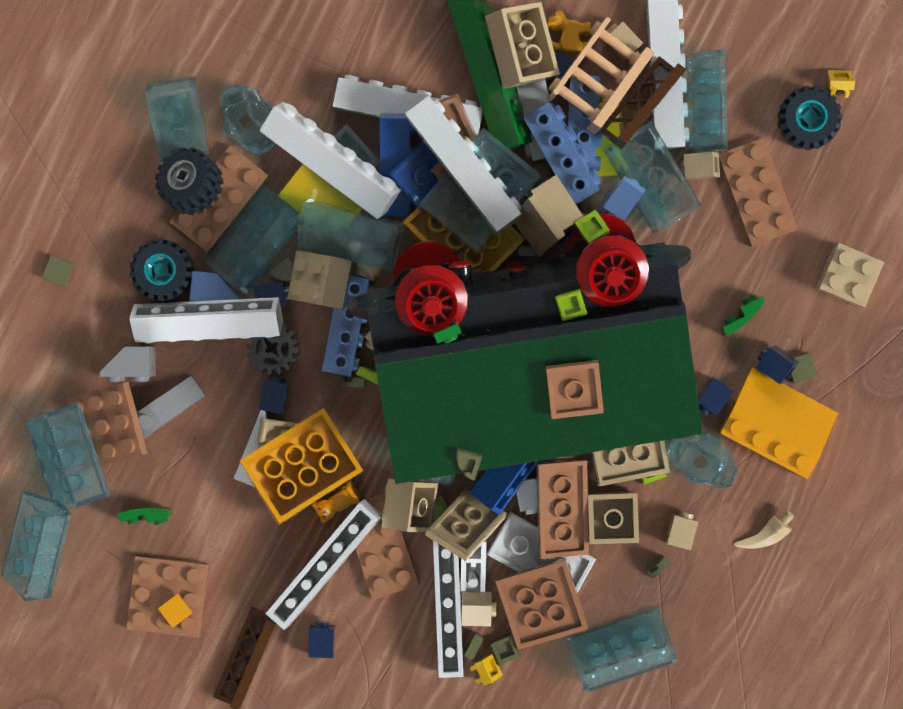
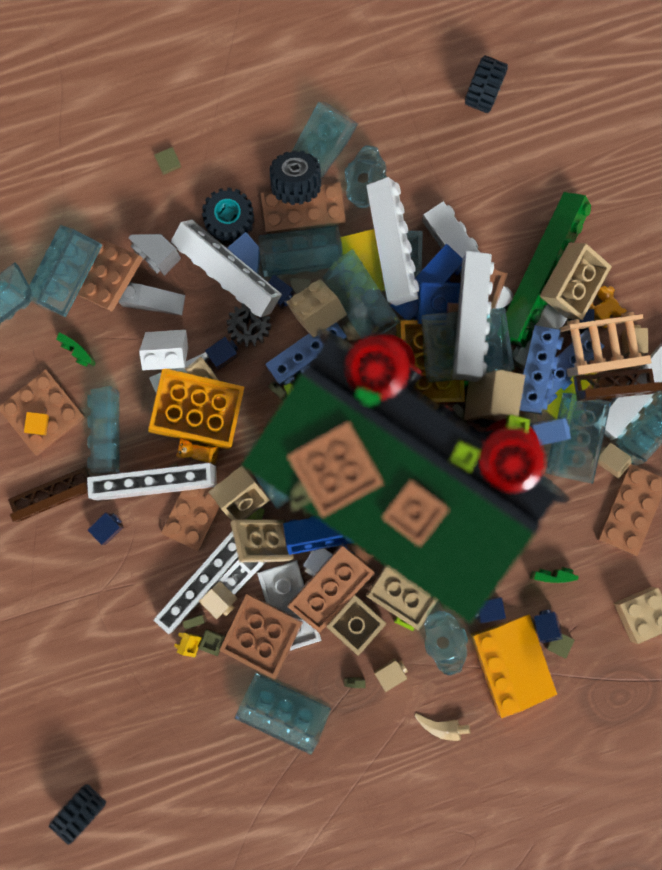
camera: 45 degrees right, 5 degrees down
(223, 442) = (164, 349): none -> white brick
(239, 560) = (104, 431): none -> clear light blue slope
(477, 415) = (335, 469): none -> nougat plate

